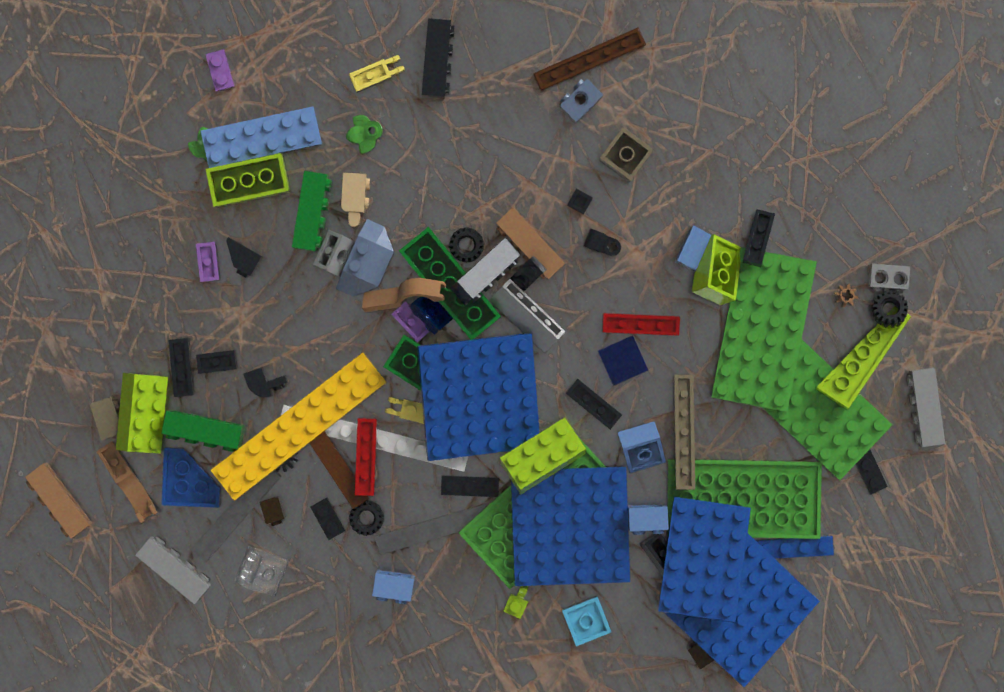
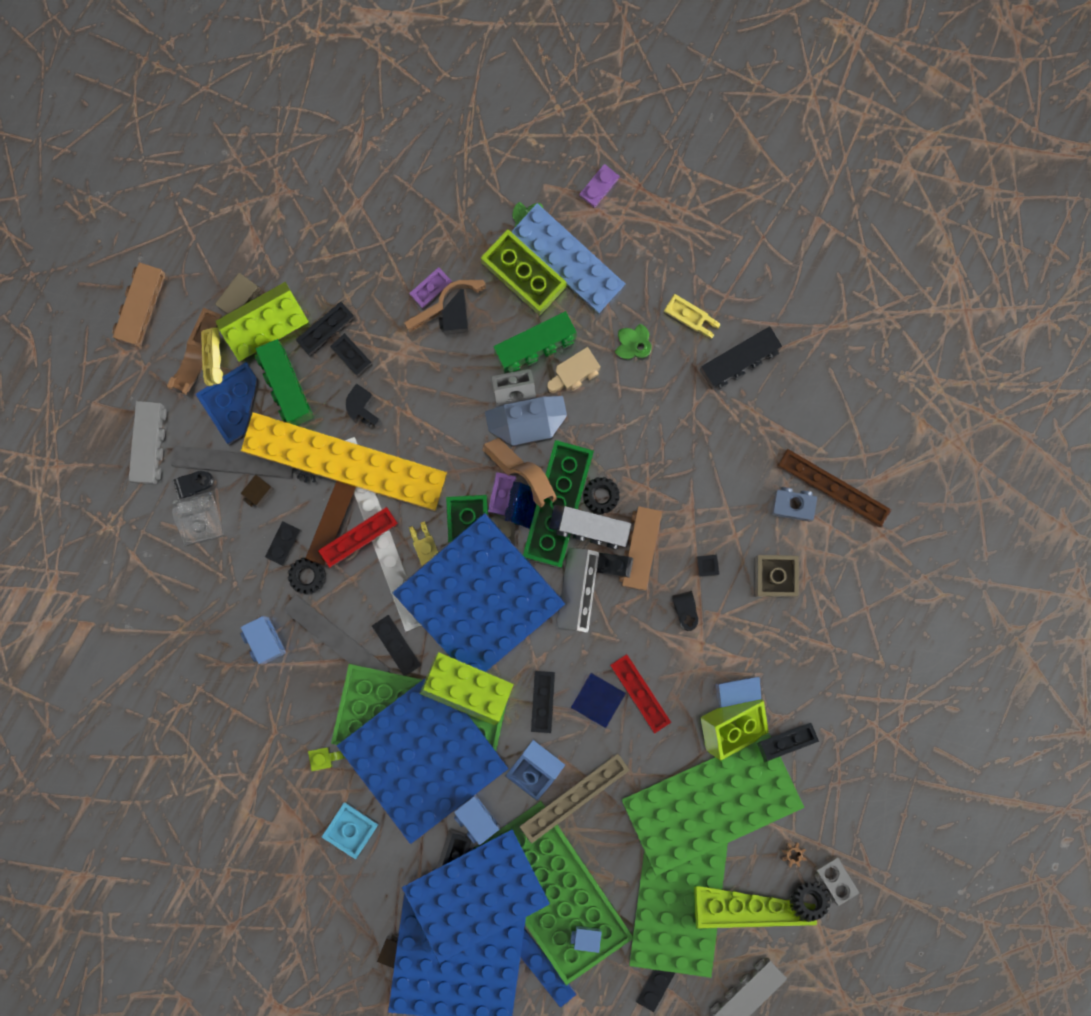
camera: 50 degrees right, 5 degrees down
(141, 472) = (211, 356): none -> light yellow hinge
(228, 269) = (436, 310): none -> medium nougat piece
(231, 559) = (189, 484): none -> black piece
(796, 498) = (586, 939): none -> medium blue brick

